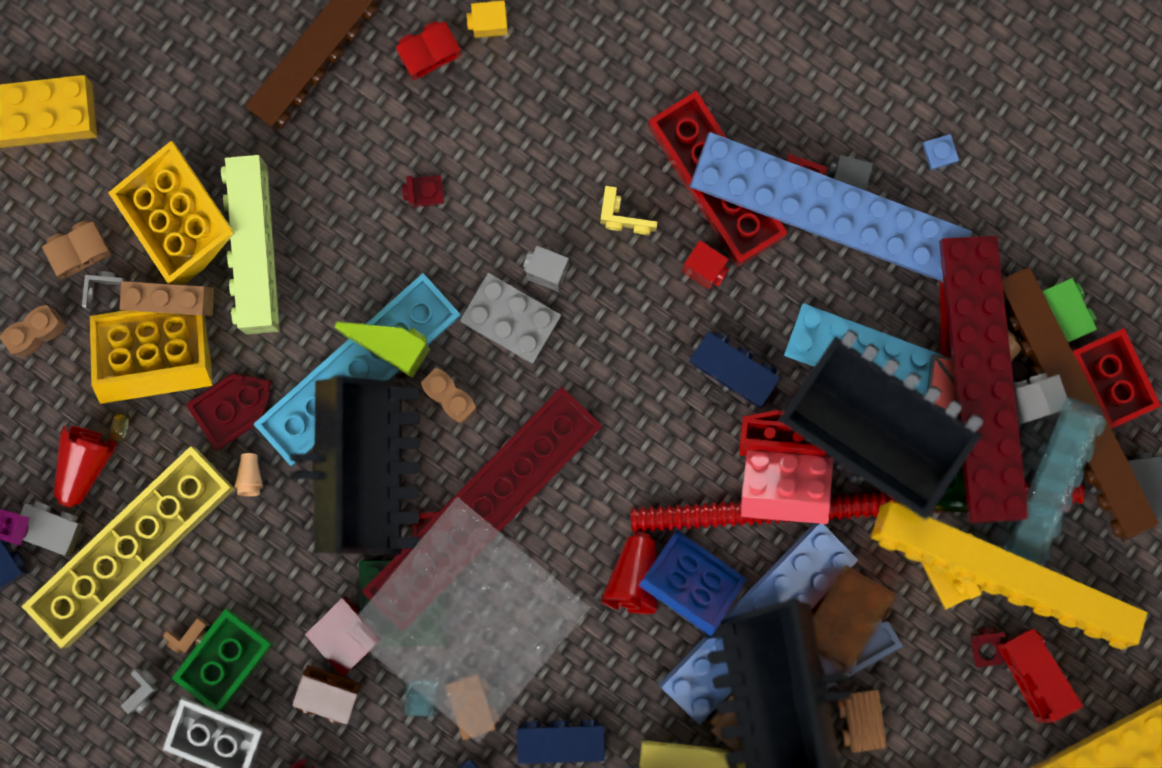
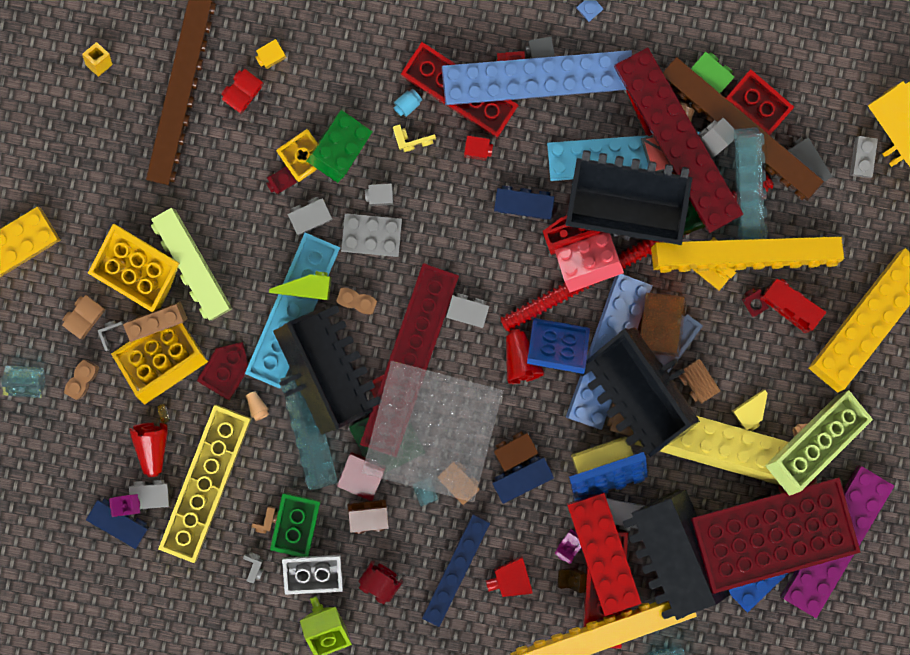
camera: 30 degrees left, 5 degrees up
(296, 563) = (311, 444): none -> clear light blue brick
(440, 254) = (309, 216): none -> light grey brick
(452, 161) = (290, 152): none -> yellow brick
(521, 178) = (339, 146): none -> green brick
(568, 699) = (515, 451): none -> reddish brown brick
(592, 478) = (468, 311): none -> light grey brick
(640, 165) = (407, 102): none -> medium azure brick

